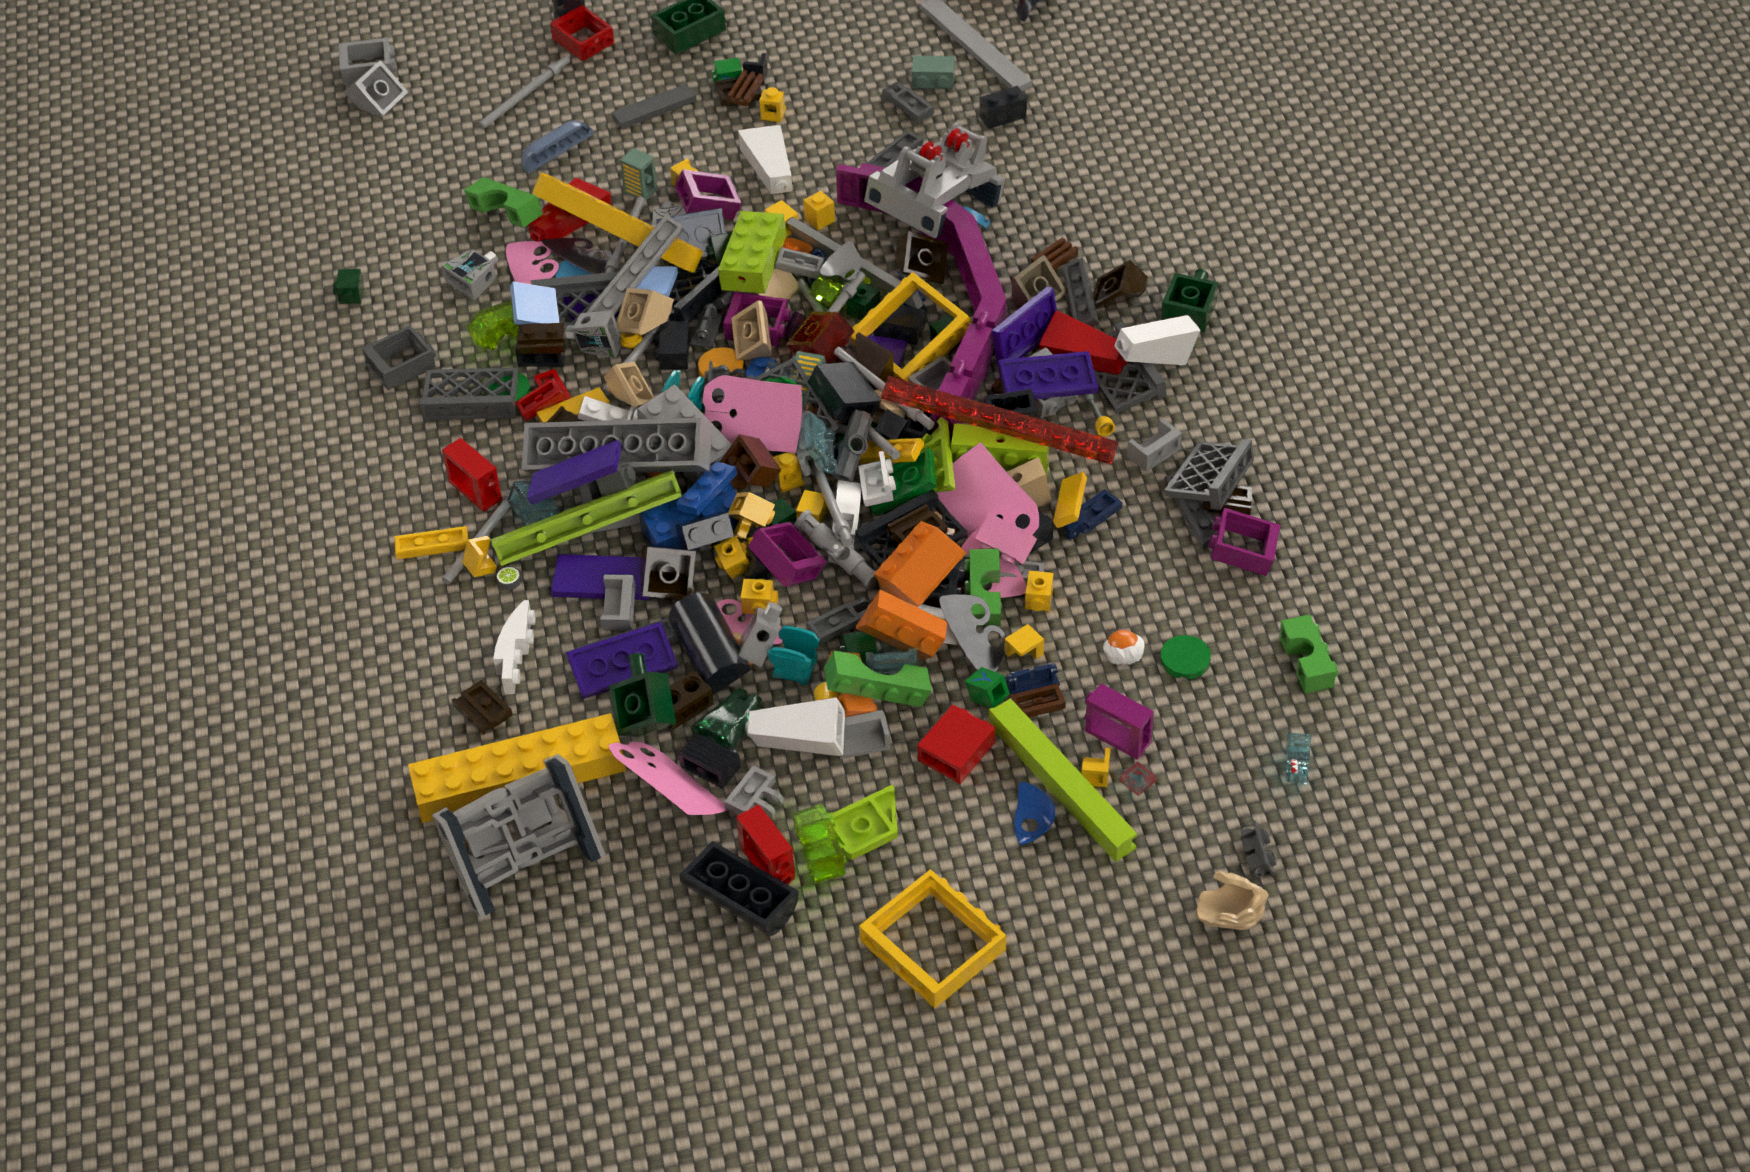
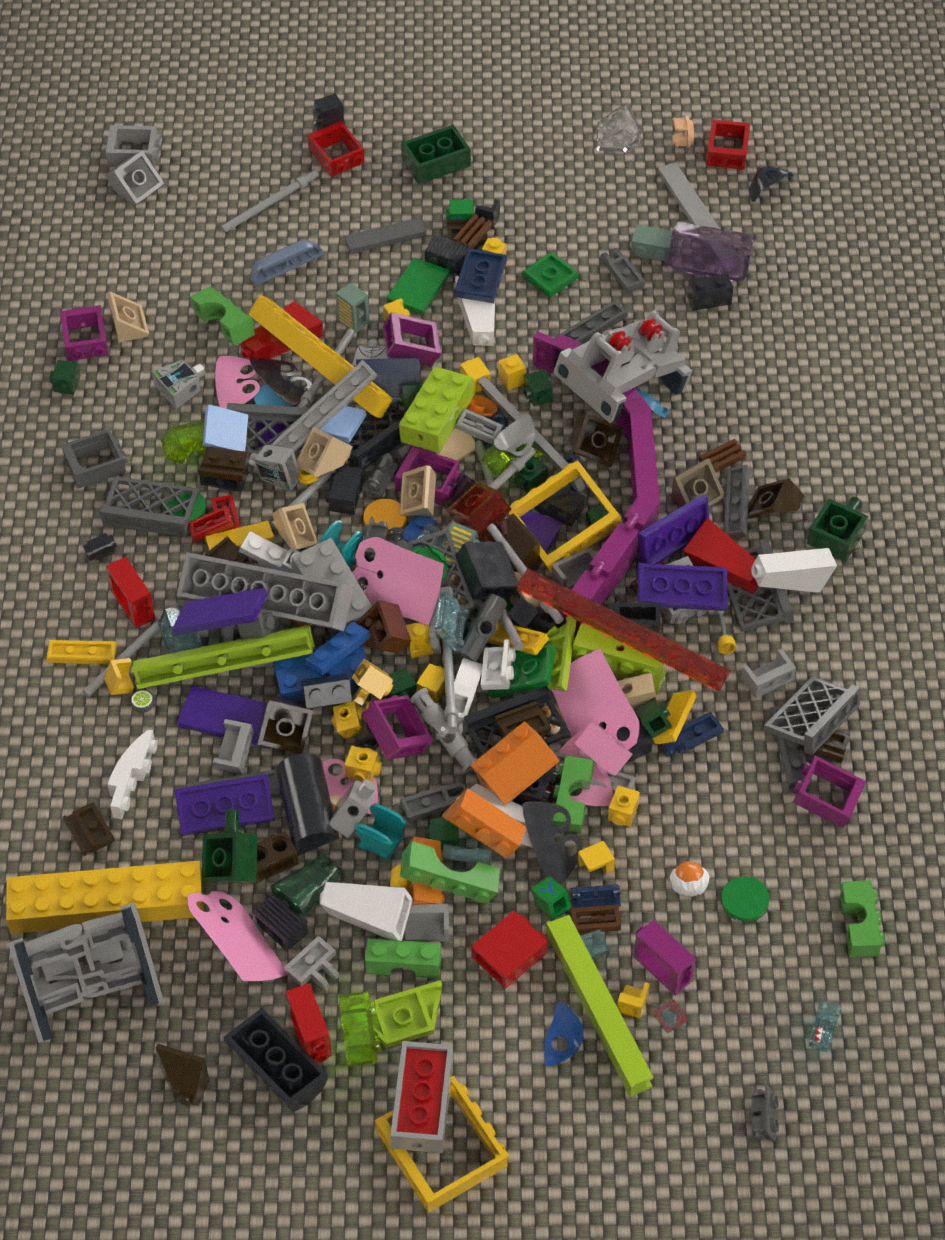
camera: 10 degrees right, 5 degrees up
(353, 229) = (79, 319): none -> magenta window
(400, 222) = (127, 318): none -> tan slope
(426, 439) = (100, 547): none -> black brick
(643, 918) = (184, 1073): none -> dark brown slope
(701, 145) = (419, 285): none -> green tile
(724, 113) = (446, 254): none -> black brick
(765, 125) = (480, 276): none -> dark blue tile
(832, 768) = (420, 957): none -> bright green arch
(834, 117) = (550, 274): none -> green tile
(849, 221) = (538, 388): none -> dark green brick
(905, 891) = (422, 1097): none -> brick
(994, 68) = (711, 251): none -> clear purple windscreen
(1045, 723) = (595, 944): none -> clear light blue tile
(1051, 501) = (654, 717): none -> dark green brick
(1233, 905) = (725, 1166): tan hair -> none

